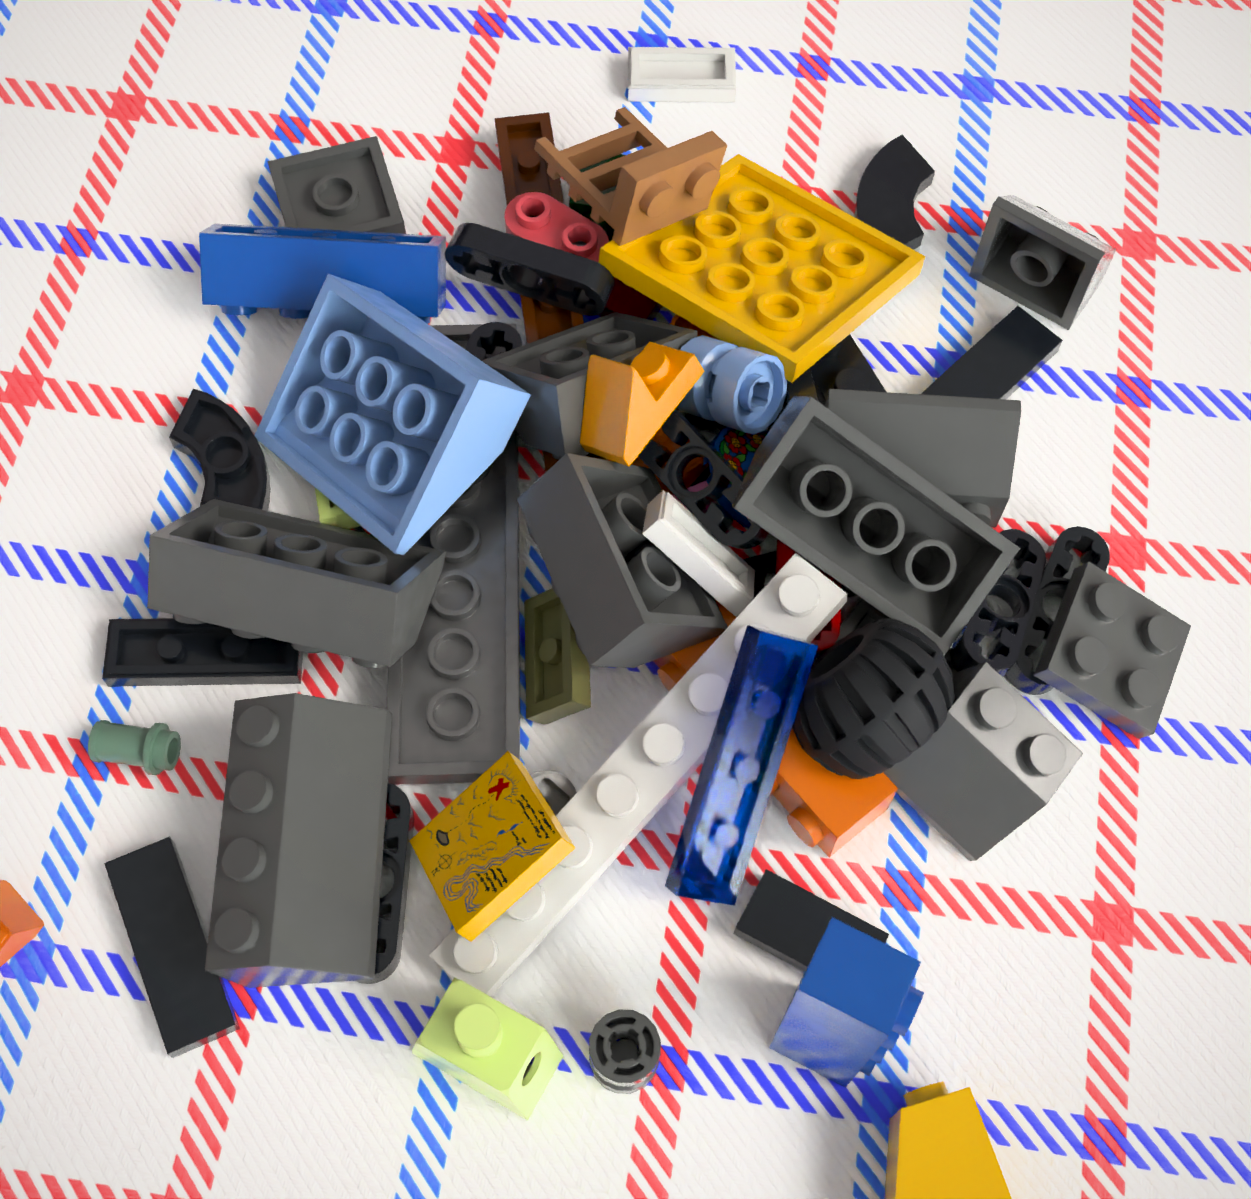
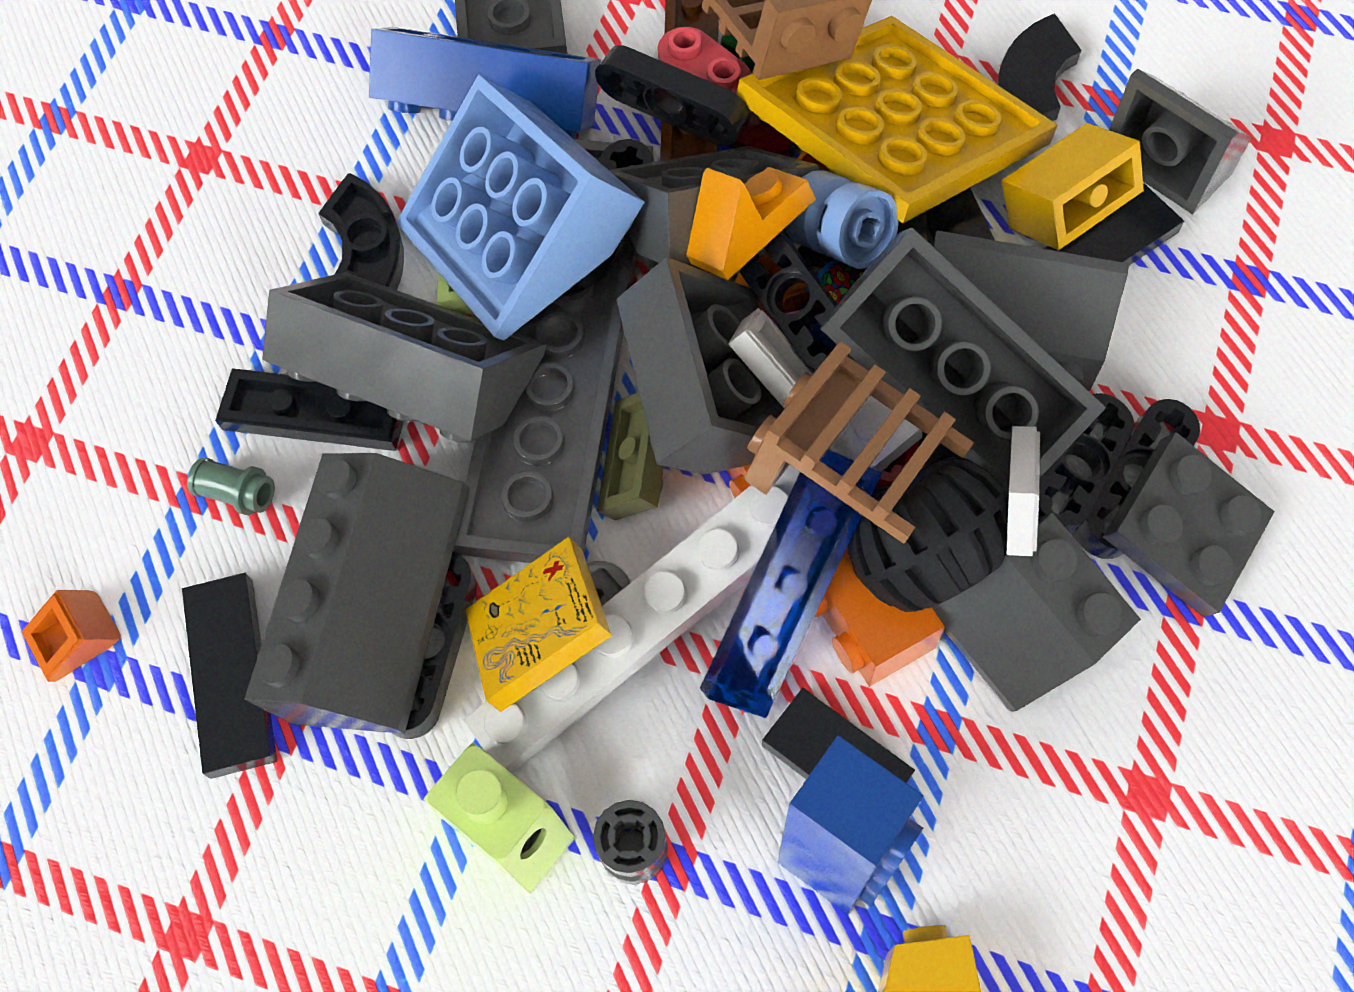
camera: 15 degrees right, 0 degrees up
(749, 601) = (817, 415): none -> medium nougat plate
(949, 317) = (1073, 185): none -> yellow brick
(956, 644) = (1023, 491): none -> white tile

